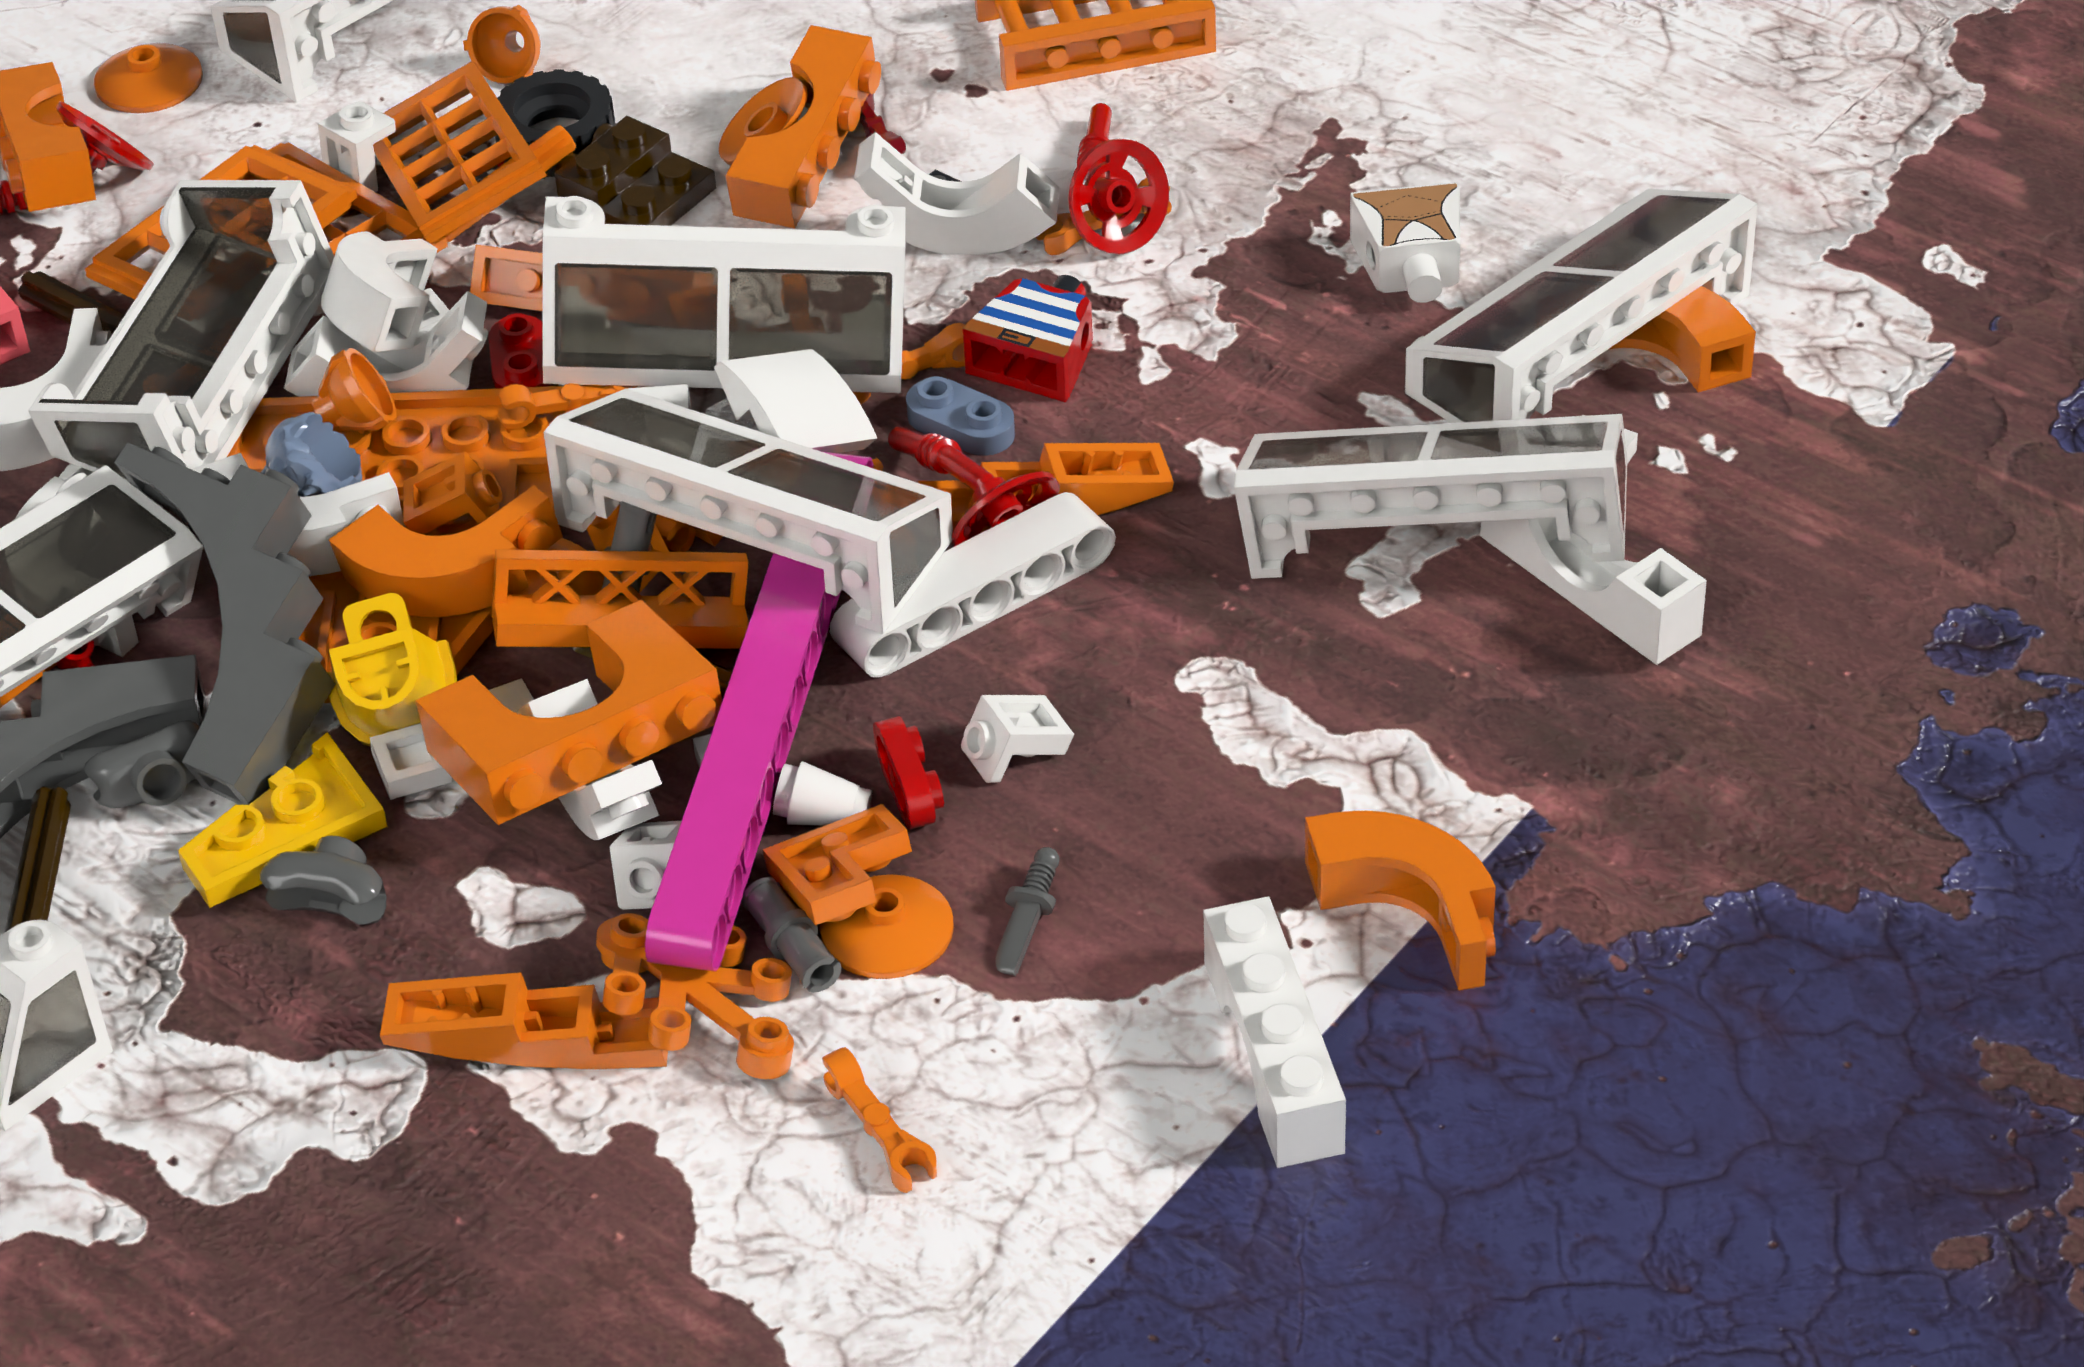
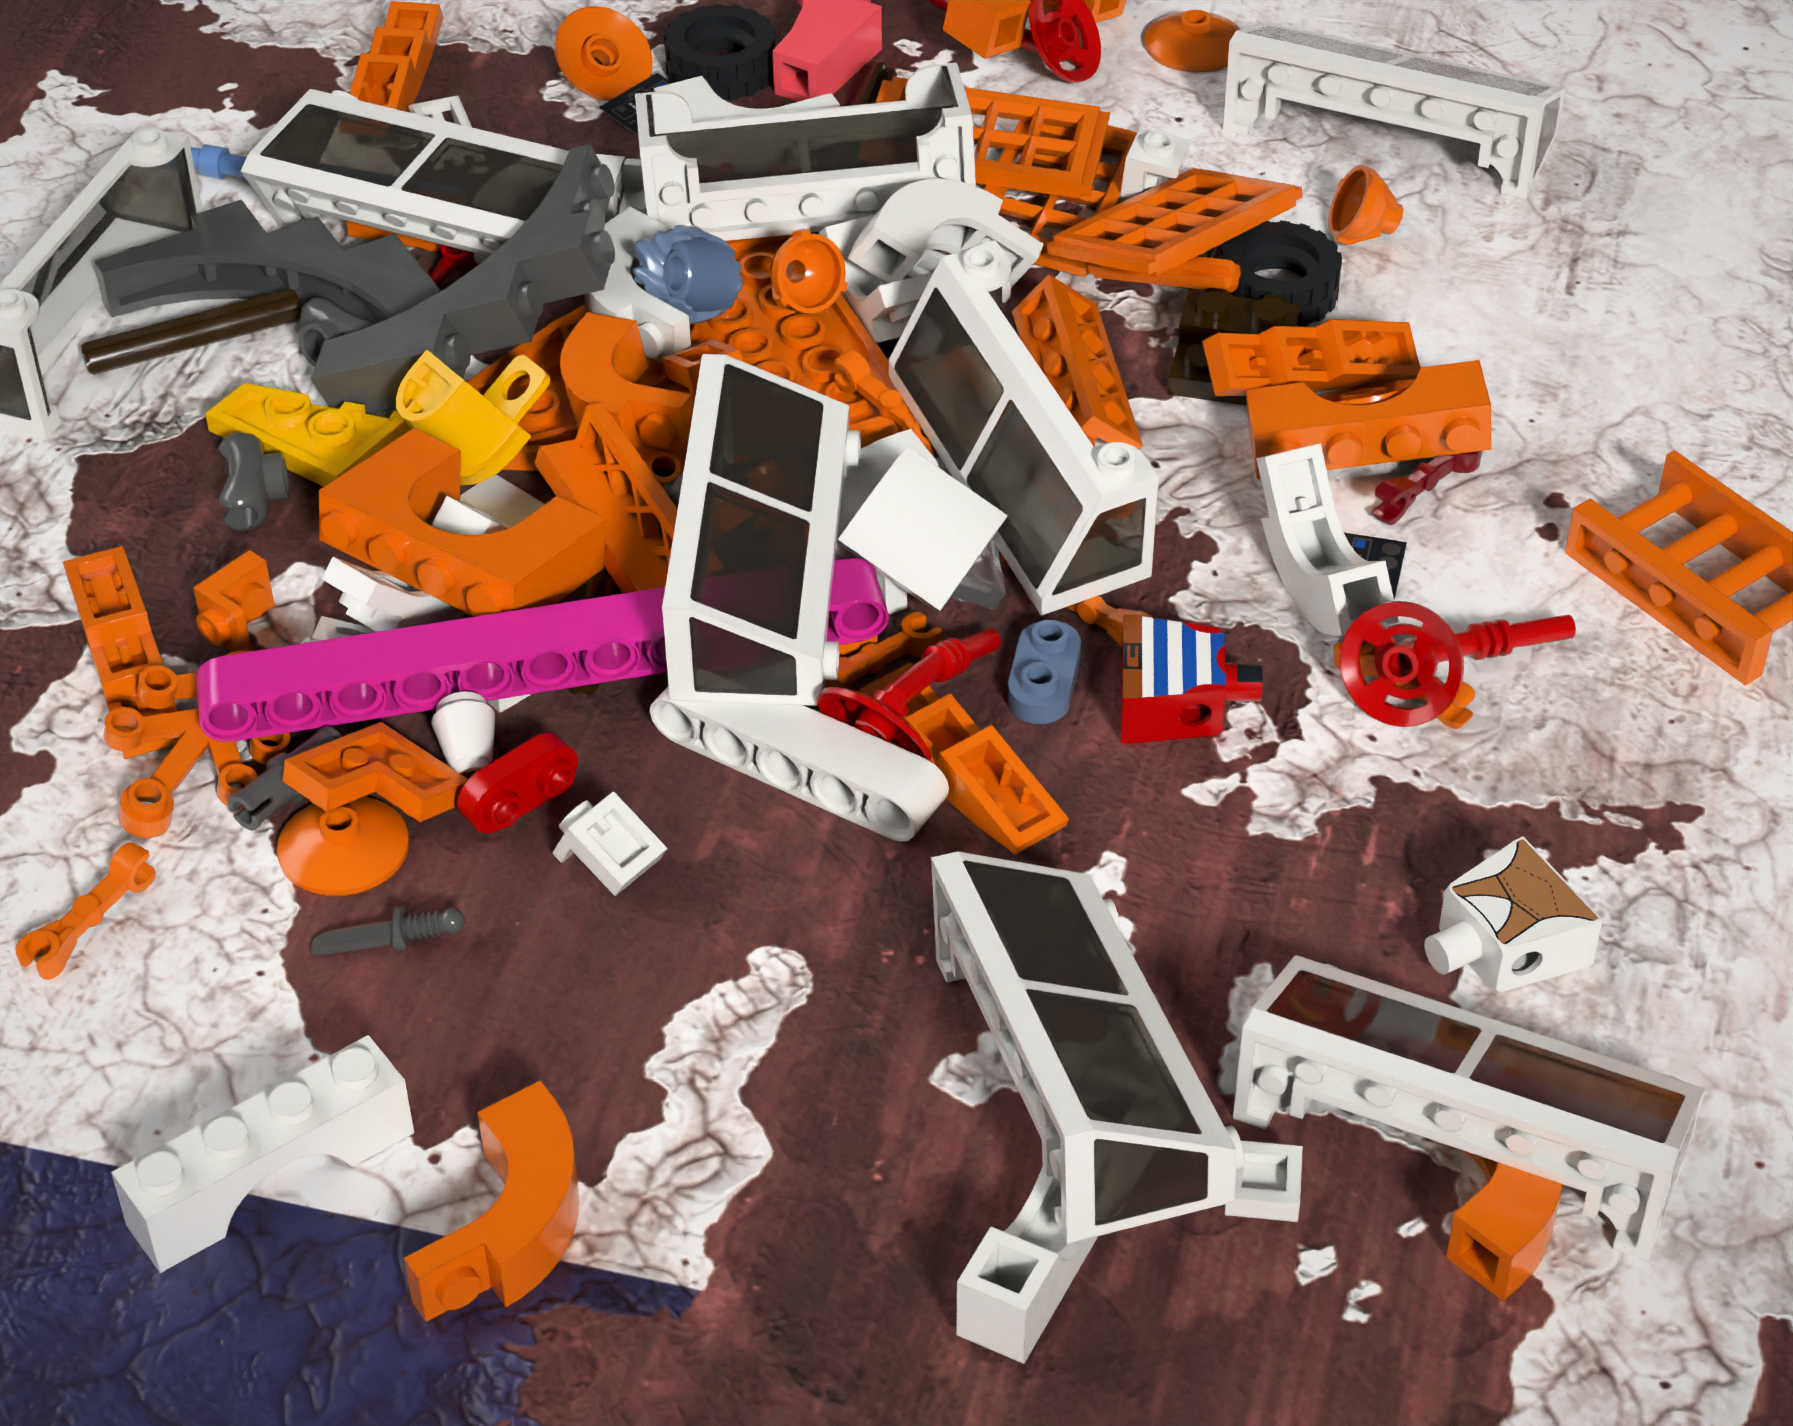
camera: 65 degrees right, 0 degrees up
(523, 934) = (232, 600): none -> orange bracket
(703, 131) = (1323, 357): none -> orange slope

